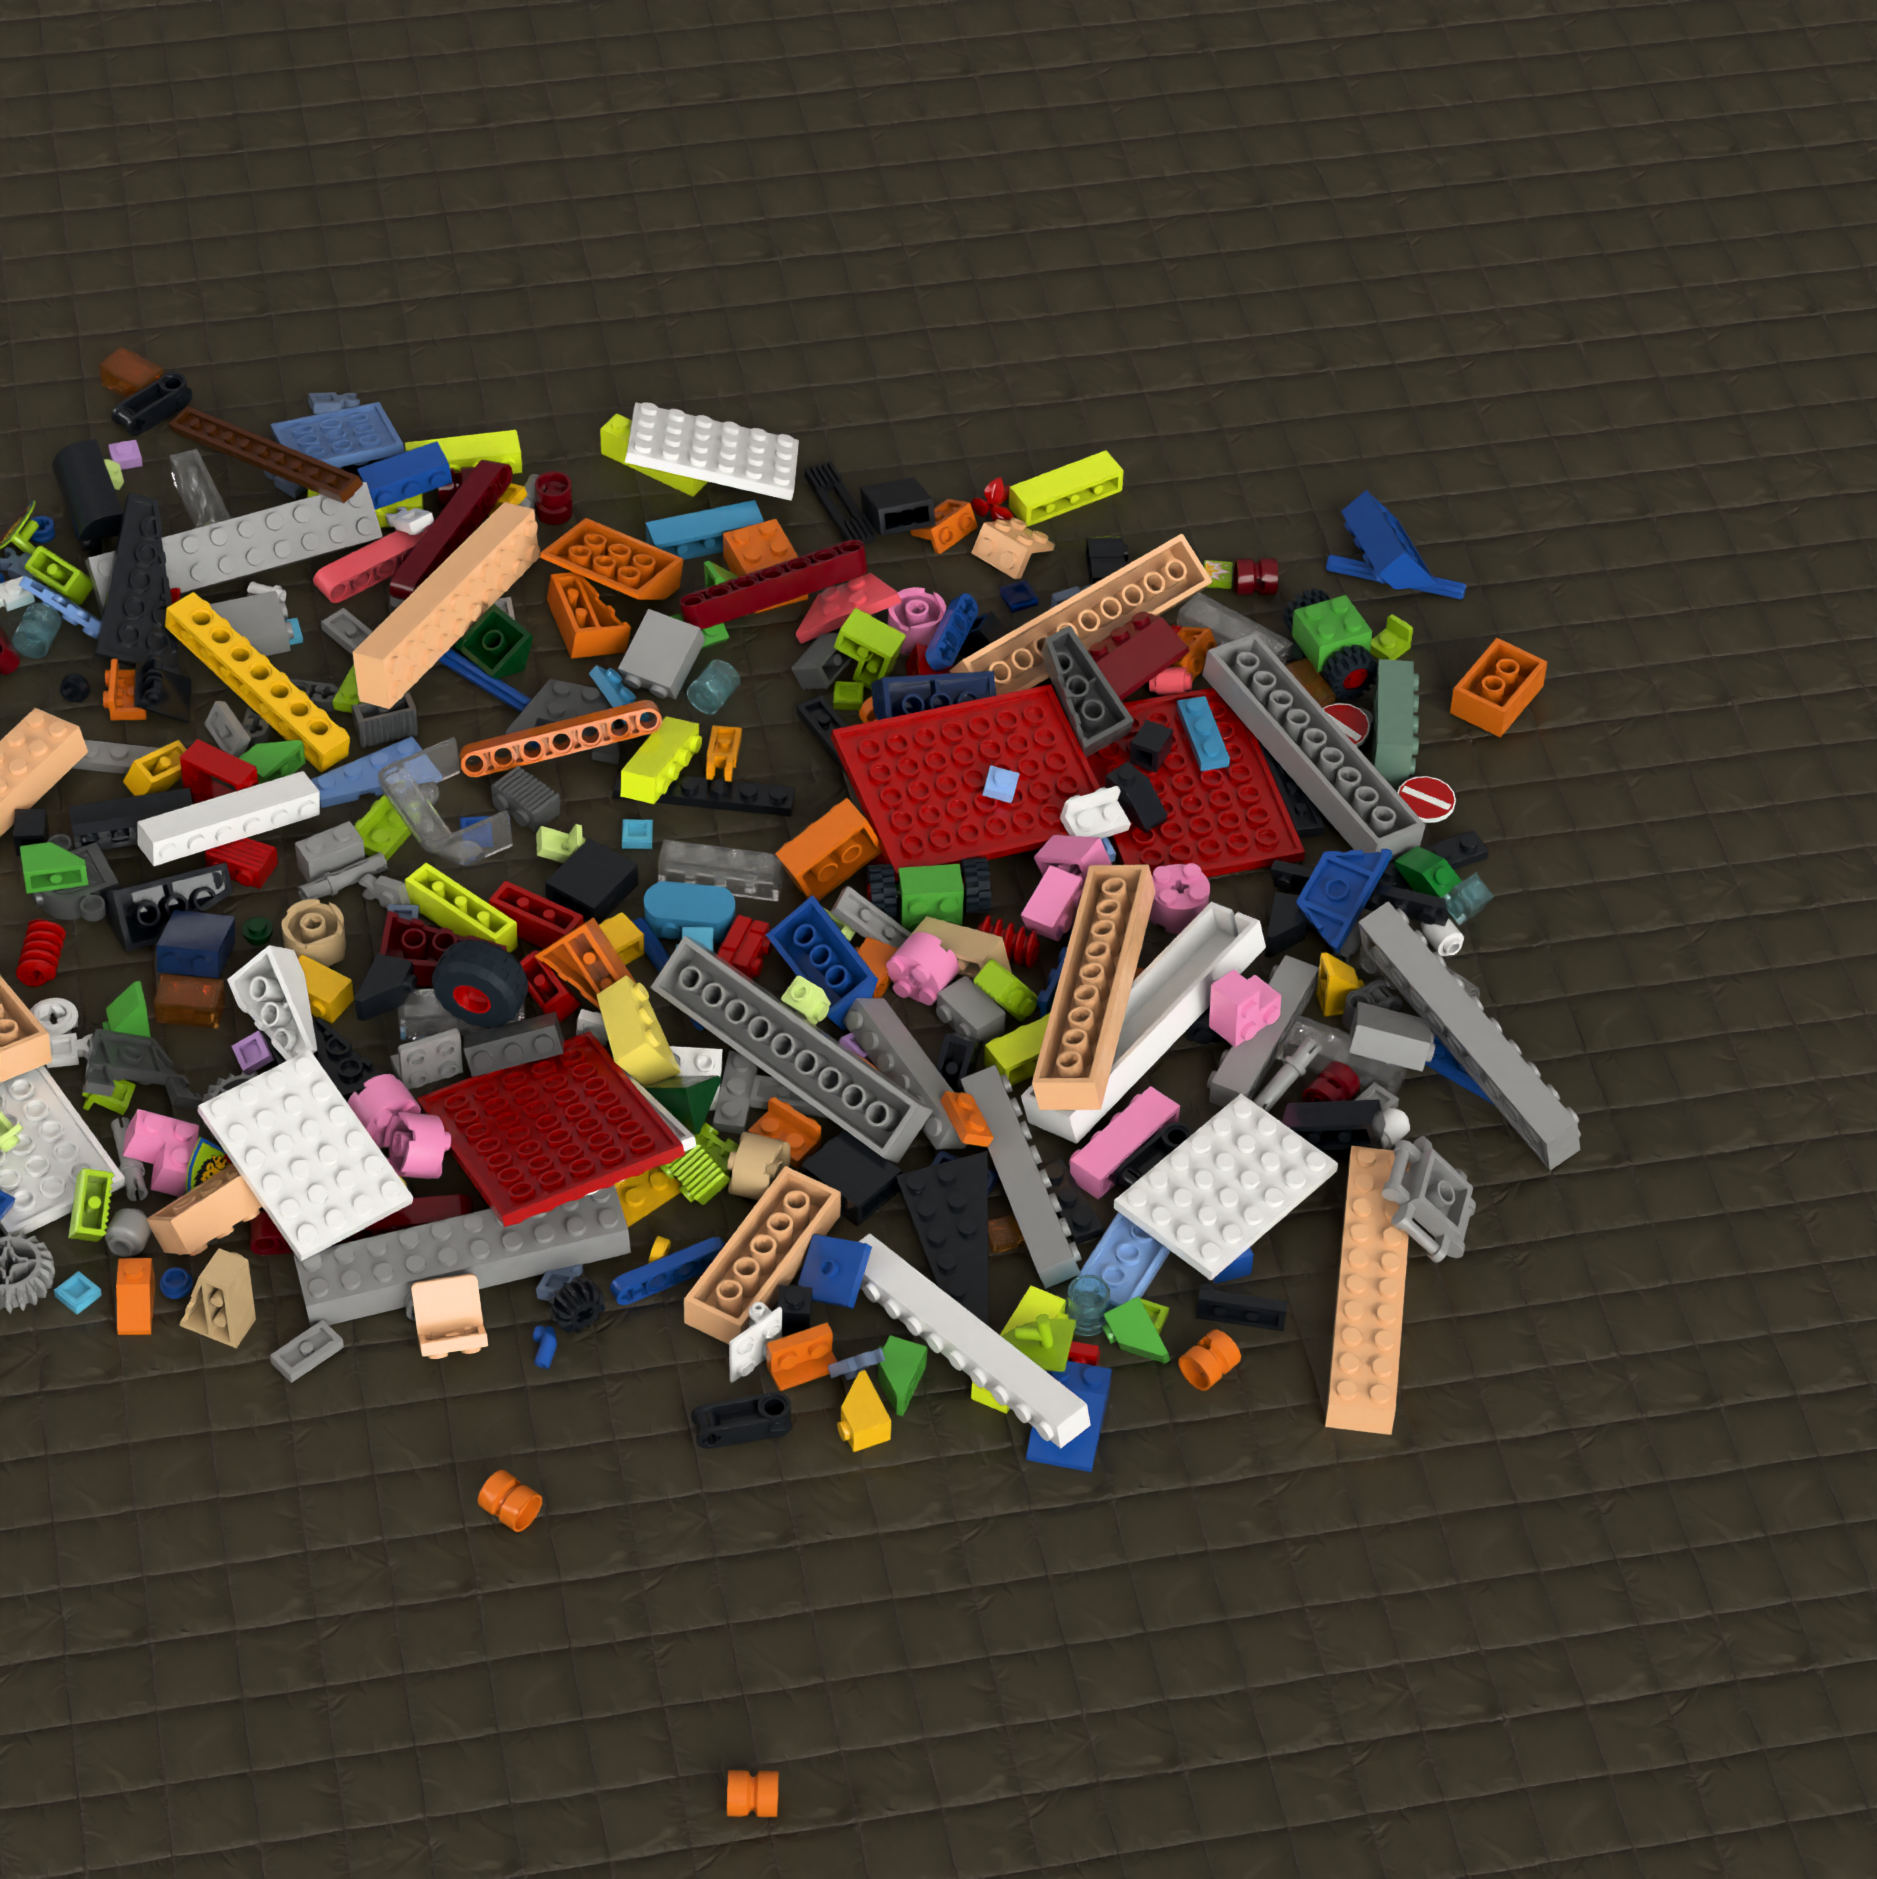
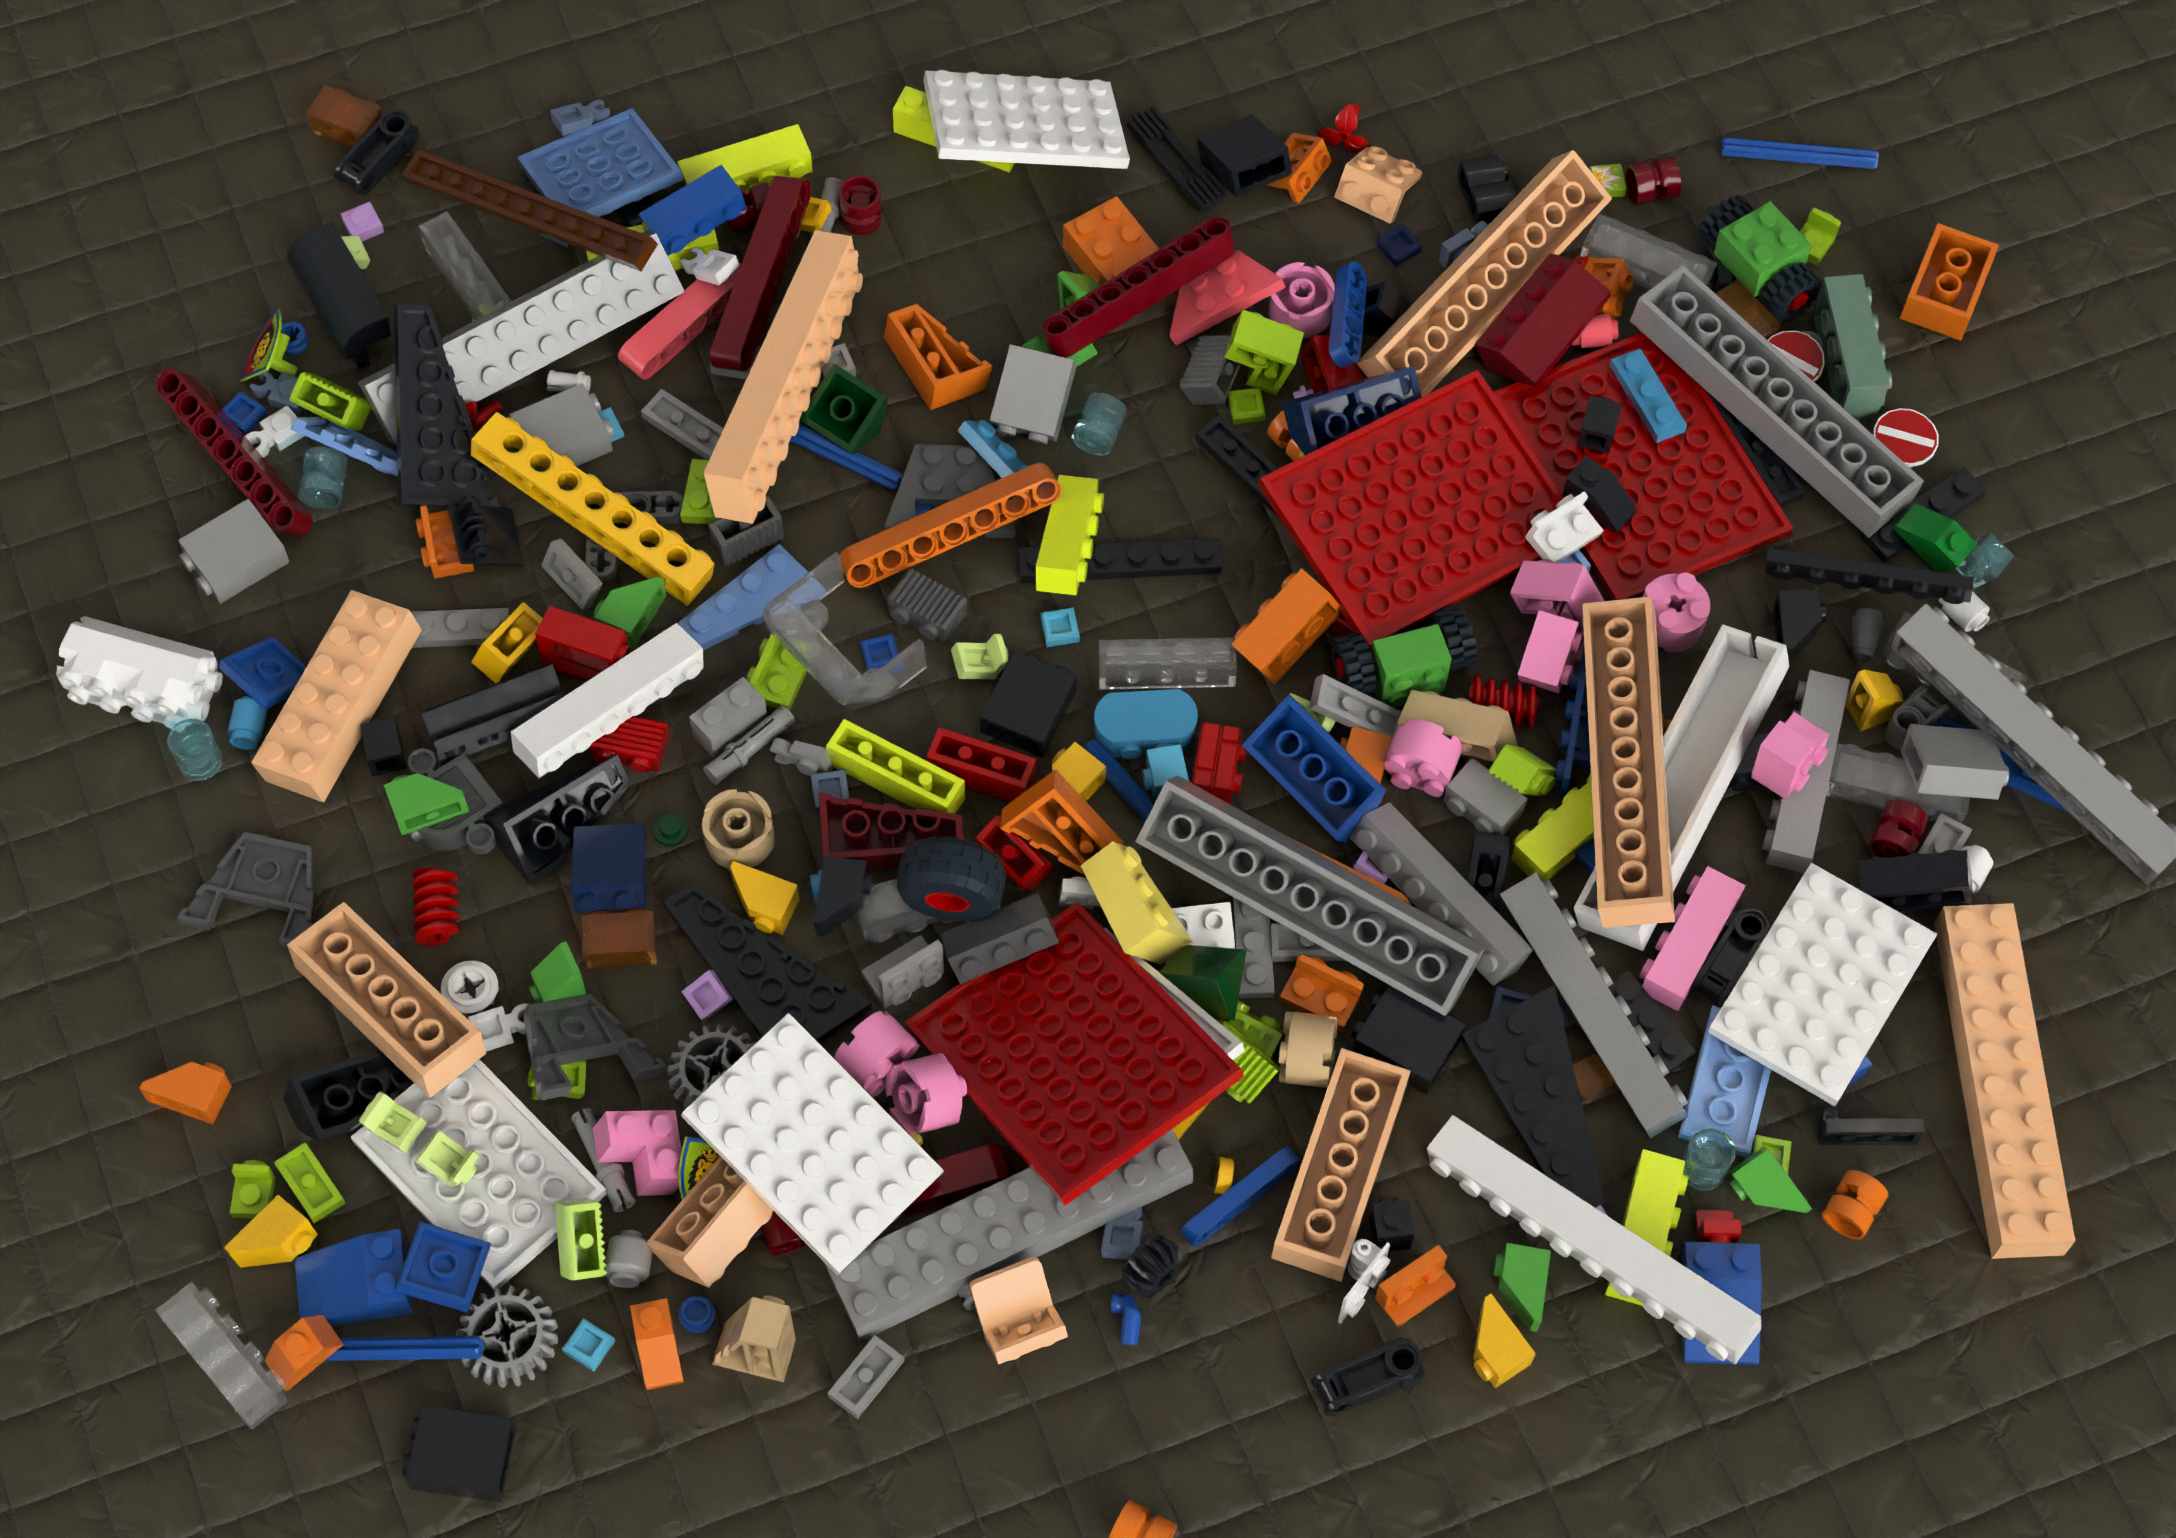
camera: 10 degrees left, 15 degrees up
(75, 688) = (384, 544): black plate -> none
(277, 998) = (721, 926): white wedge -> none
(617, 561) = (953, 282): orange slope -> none
(701, 531) = (1034, 221): dark azure brick -> none
(723, 750) = (1130, 506): light orange hinge -> none
(807, 999) = (1313, 831): yellowish green bracket -> none
(834, 1270) = (1424, 1169): blue plate -> none
(852, 1366) = (1477, 1284): sand blue plate -> none
(966, 1118) = (1523, 949): orange plate -> none
(1000, 784) = (1455, 509): light blue plate -> none
(1044, 1341) = (1677, 1226): lime shield -> none
(1066, 488) = (1418, 98): neon yellow brick -> none
(1084, 693) = (1517, 374): dark grey wedge -> none
(1288, 1073) = (1850, 821): light grey pin -> none
(1340, 891) = (1855, 584): blue wing -> none
(1385, 544) = (1784, 118): blue slope -> none
(1433, 1196) = (2047, 960): light grey brick -> none

